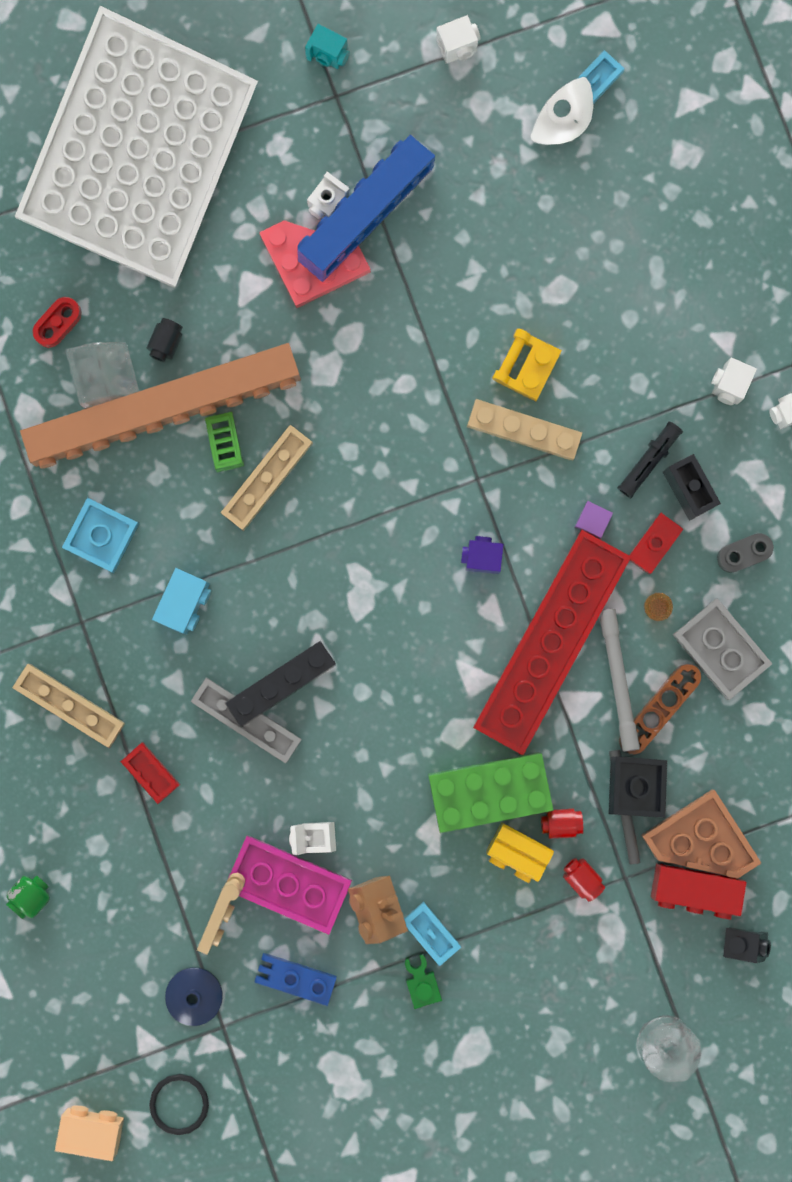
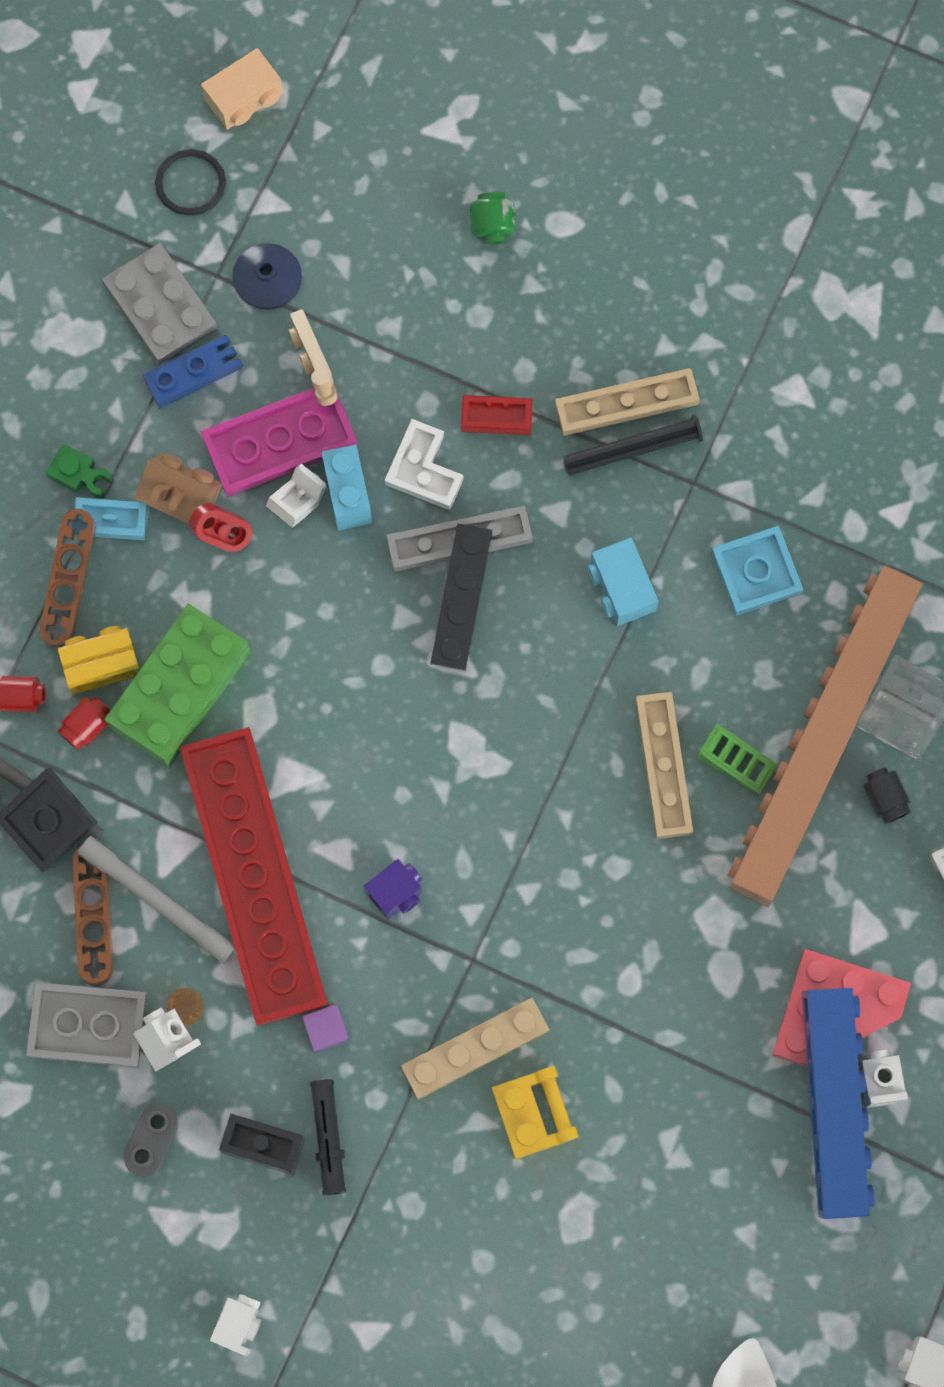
camera: 135 degrees right, 10 degrees down
(92, 675) = (633, 446): none -> black axle
(231, 784) = (415, 471): none -> white plate
(273, 1042) = (159, 303): none -> light grey plate
(279, 814) = (347, 487): none -> medium azure brick
(376, 861) = (220, 527): none -> red plate
(488, 916) = (72, 578): none -> dark orange beam
(655, 543) = (245, 1063): red plate -> none
(689, 596) = (164, 1038): none -> white brick
(732, 381) = (322, 1292): white brick -> none

